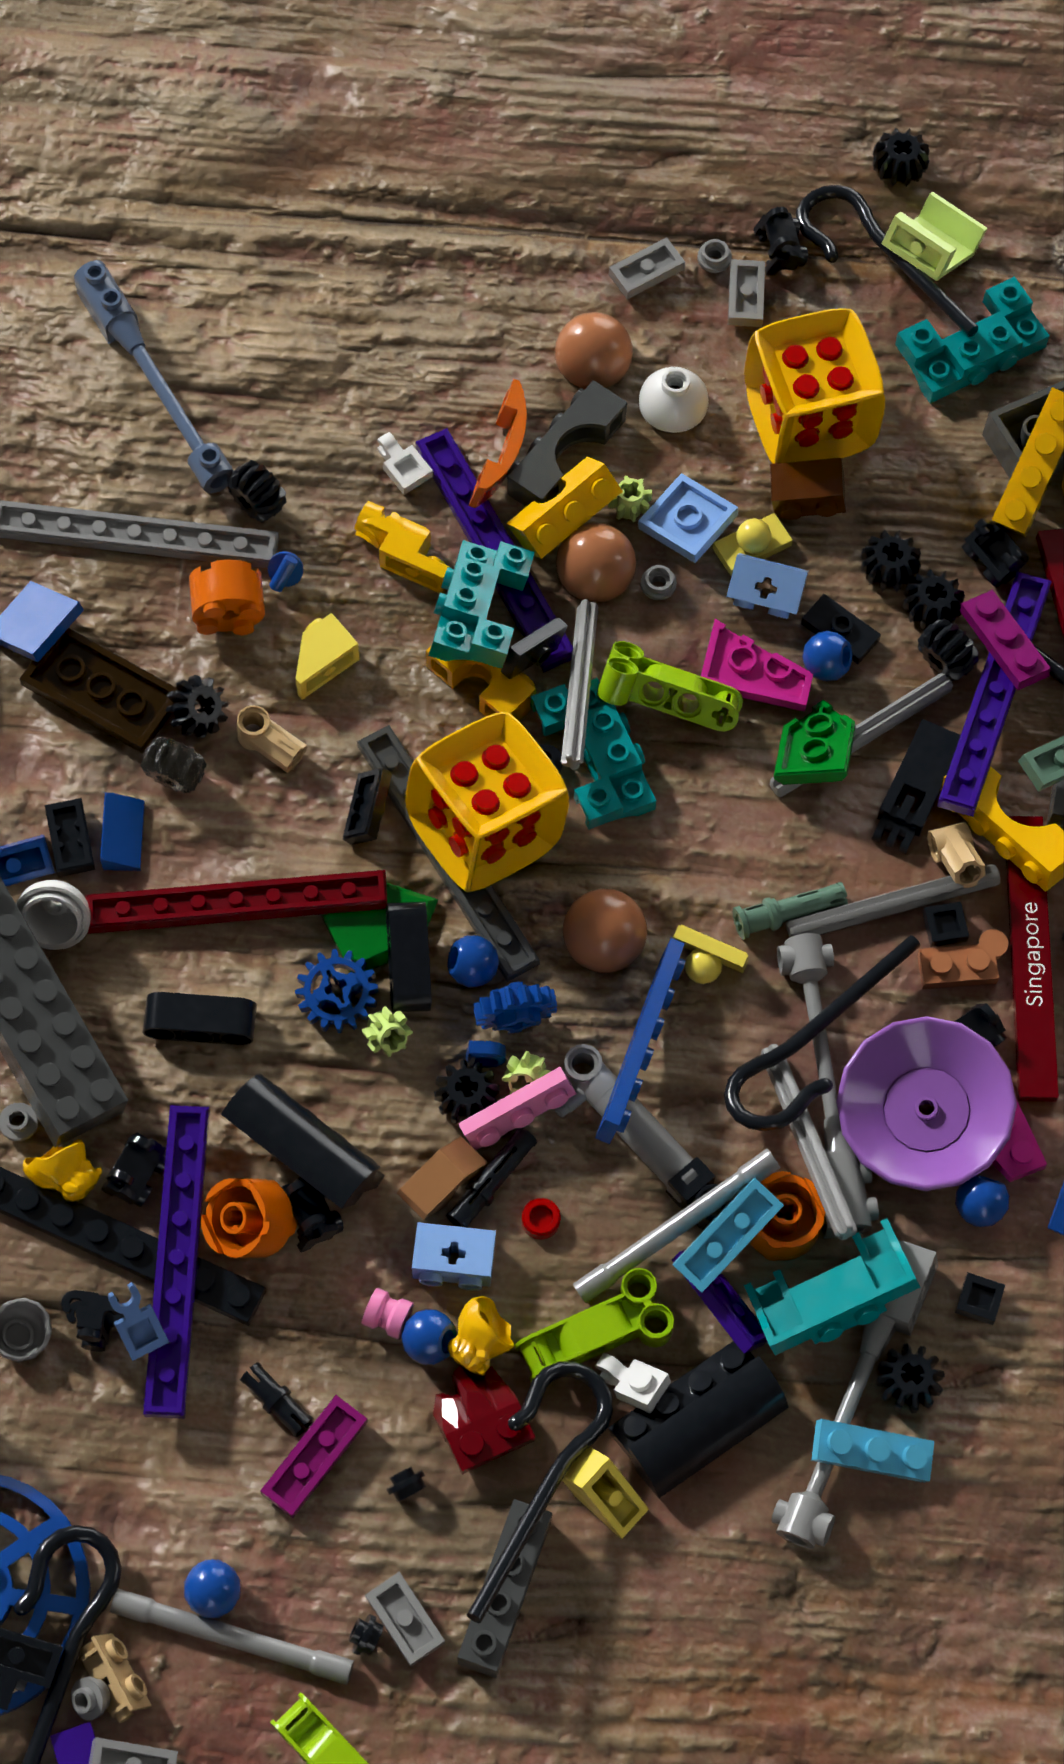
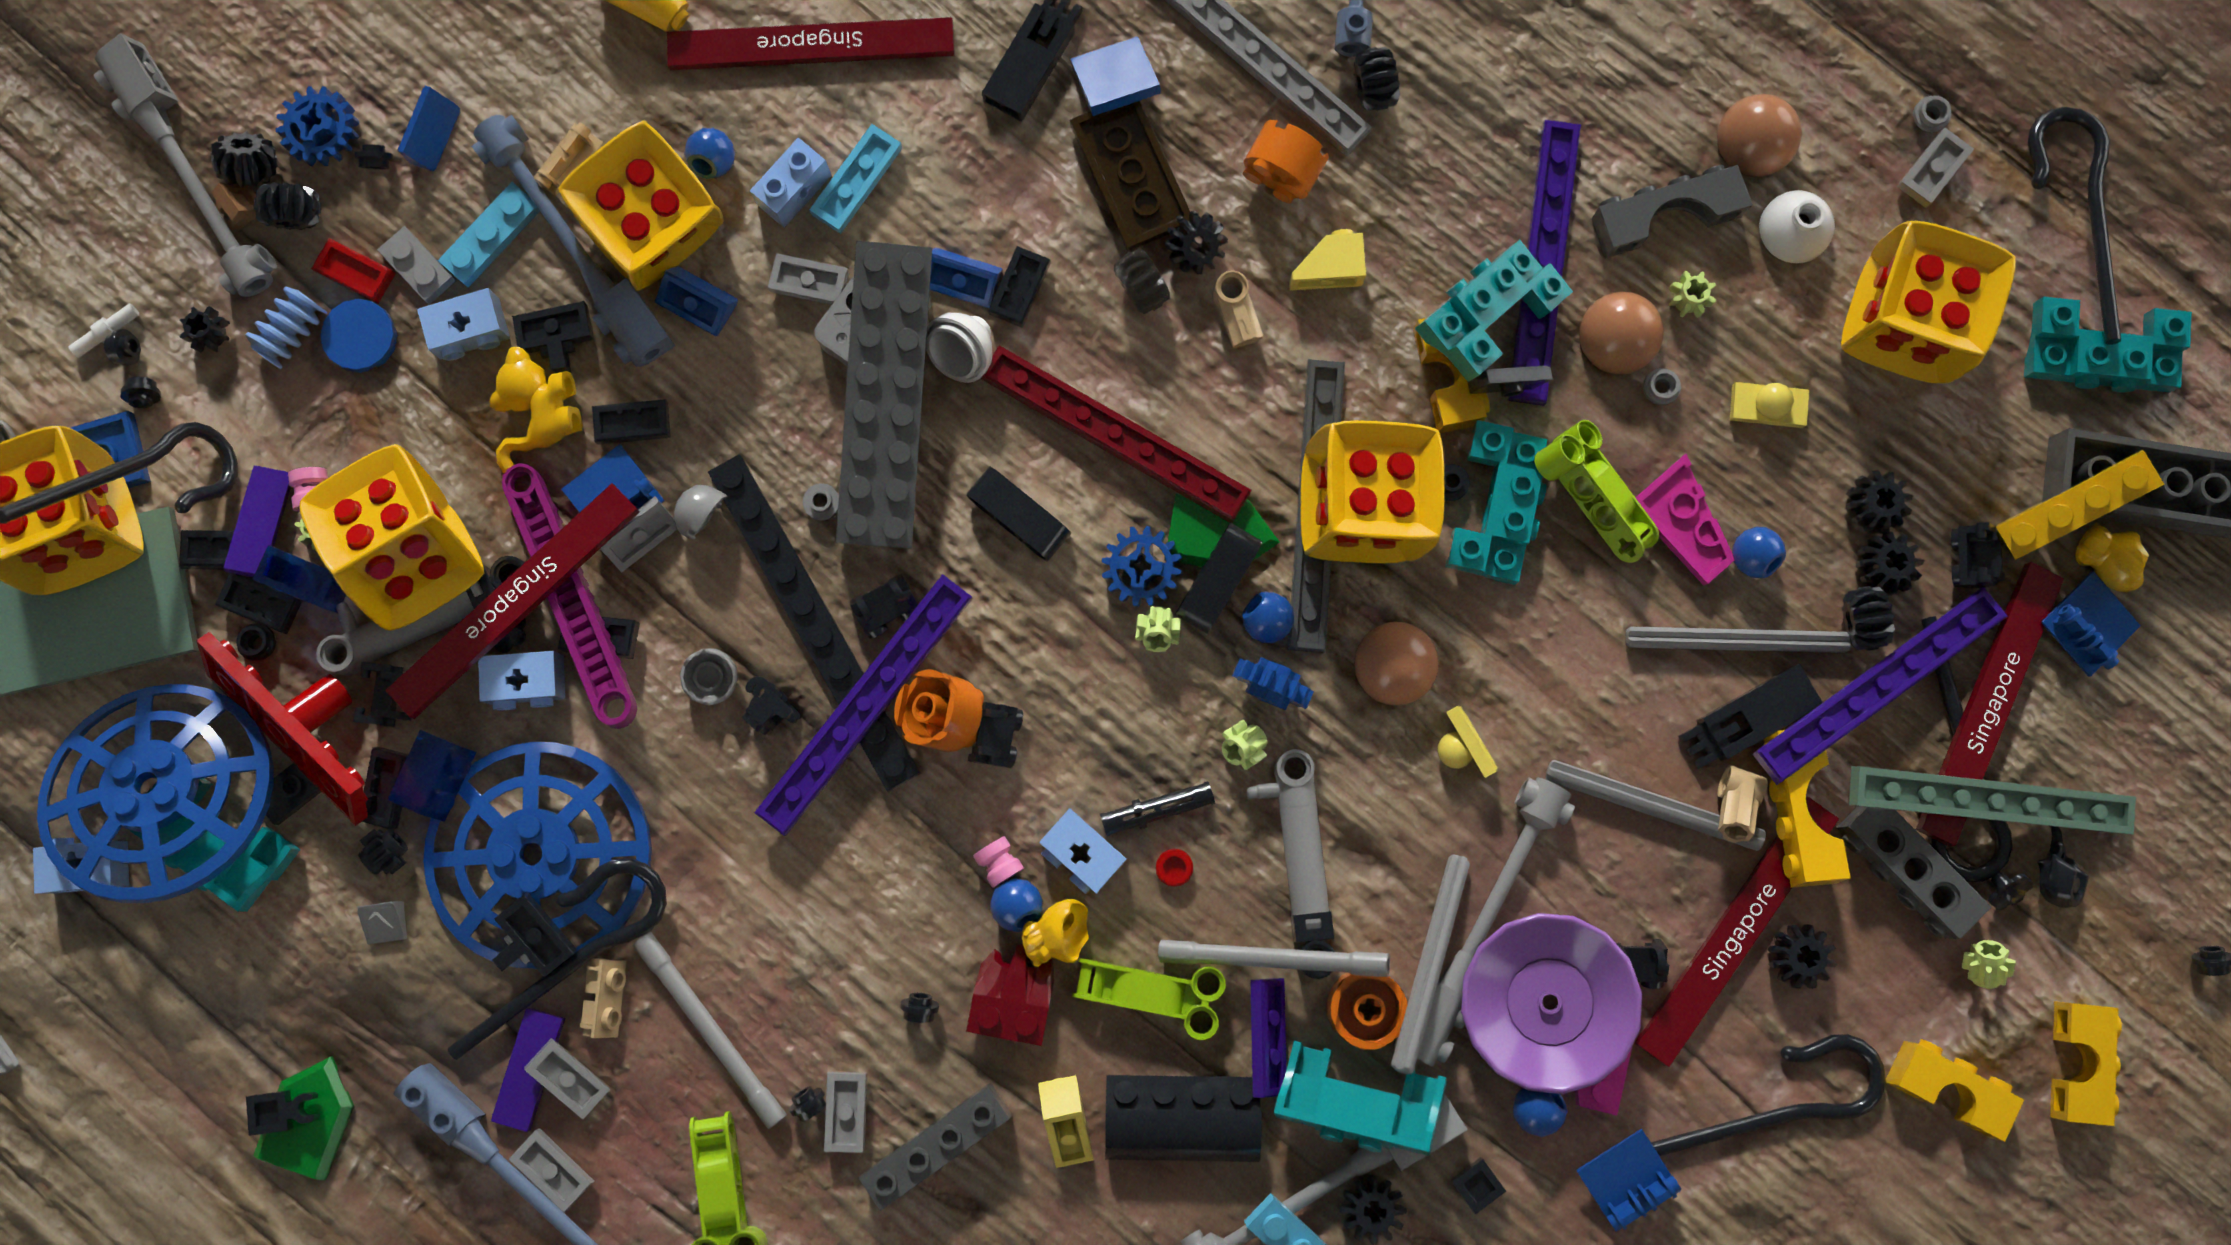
camera: 40 degrees right, 15 degrees up
(64, 1171) = (826, 567): yellow hair -> none
(90, 1697) = (573, 1002): light grey plate -> none
(122, 833) = (1064, 310): blue slope -> none
(139, 1327) = (790, 743): medium blue plate -> none
(212, 1588) = (716, 985): blue piece -> none
(277, 1399) = (868, 868): black pin -> none
(284, 570) = (1352, 165): blue plate -> none
(302, 1141) = (1024, 678): black brick -> none
(314, 1456) = (864, 934): magenta plate -> none
(367, 806) = (1276, 423): black plate -> none
(401, 546) = (1466, 209): yellow plate -> none
(404, 466) = (1519, 137): white plate -> none
(441, 1177) = (1118, 781): medium nougat slope -> none
(451, 1092) = (1174, 726): black gear -> none
(487, 1052) = (1224, 702): blue tile -> none
(513, 418) = (1644, 153): orange slope -> none
(517, 1109) = (1215, 770): bright pink plate -> none
(547, 524) = (1603, 274): yellow arch -> none
(554, 1475) = (1032, 1091): black piece -> none
(579, 685) = (1525, 438): light grey axle -> none
(637, 1385) = (1152, 1059): white plate -> none
(638, 1053) = (1343, 794): blue plate -> none
(646, 268) = (1863, 86): light grey plate -> none
(688, 518) = (1730, 345): light blue plate -> none
(728, 1234) = (1305, 1000): medium azure plate -> none
(751, 570) = (1771, 464): light blue brick -> none
(773, 913) = (1547, 745): sand green pin -> none
(784, 241) = (2002, 148): black piece -> none
(798, 1041) = (1487, 872): black piece -> none
(808, 488) = (1854, 388): reddish brown brick -> none
(815, 747) = (1688, 627): green tile -> none
(830, 616) = (1788, 519): black plate -> none
(901, 157) = (2173, 126): black gear -> none
(935, 239) = (2146, 227): yellowish green panel -> none
(945, 924) = (1685, 854): black plate -> none
(963, 964) = (1675, 897): nougat hinge -> none
(1005, 640) = (1924, 645): magenta plate -> none

